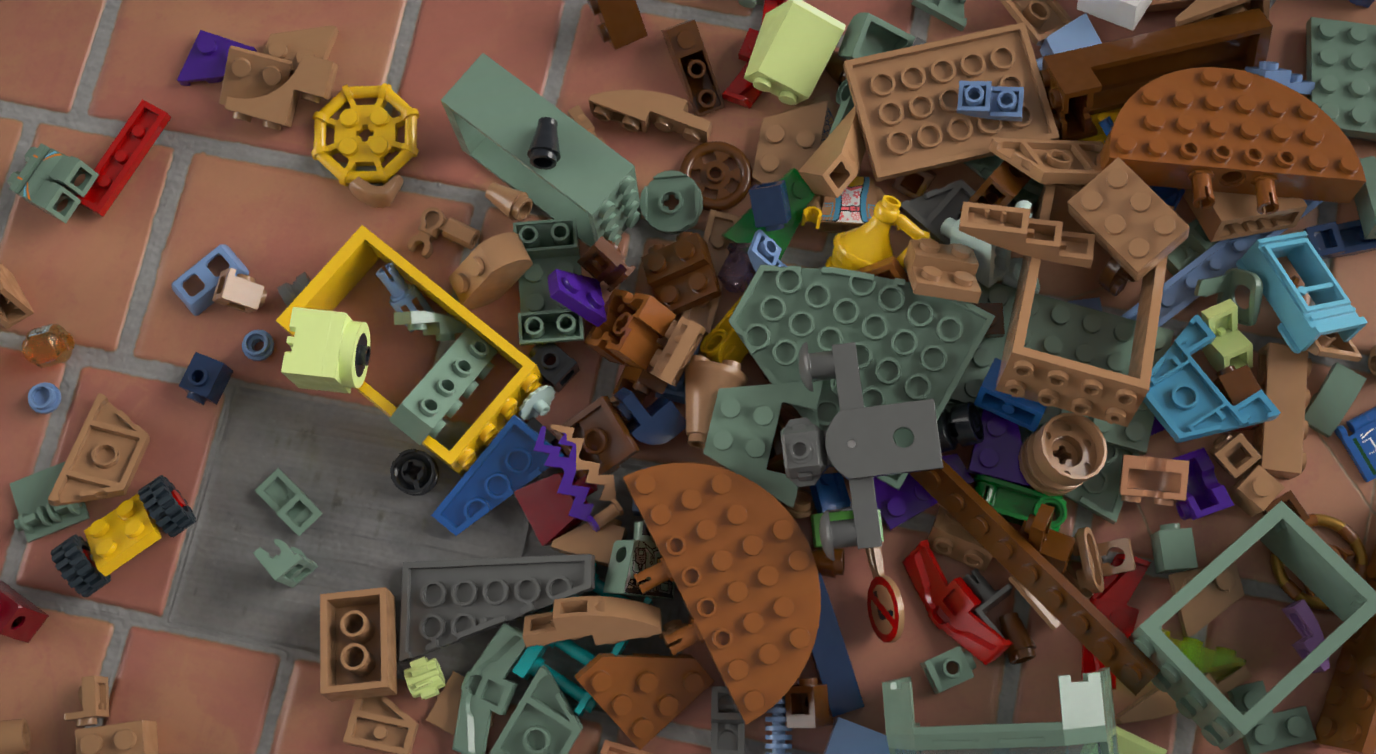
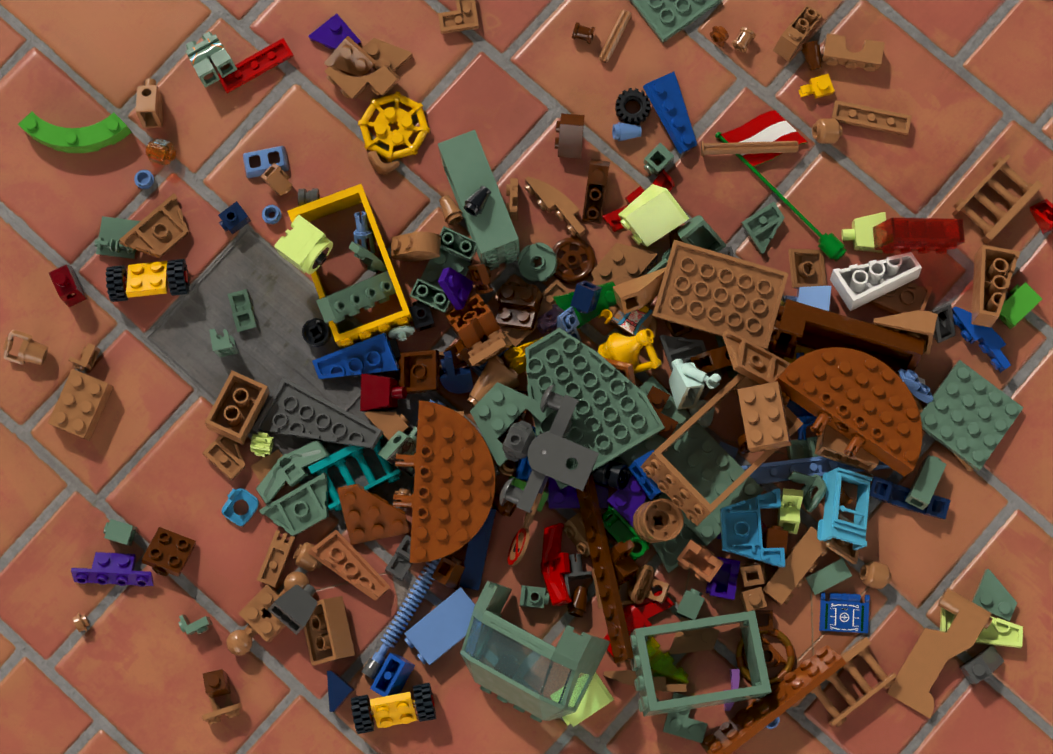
camera: 30 degrees right, 5 degrees up
(434, 223) = (404, 199): medium nougat bar -> none
(570, 465) = (398, 377): piece -> none
(601, 616) = (369, 467): medium nougat slope -> none
(942, 270) = (652, 387): medium nougat plate -> none
(989, 101) = (740, 307): medium blue slope -> none
(1028, 236) = (705, 394): medium nougat slope -> none

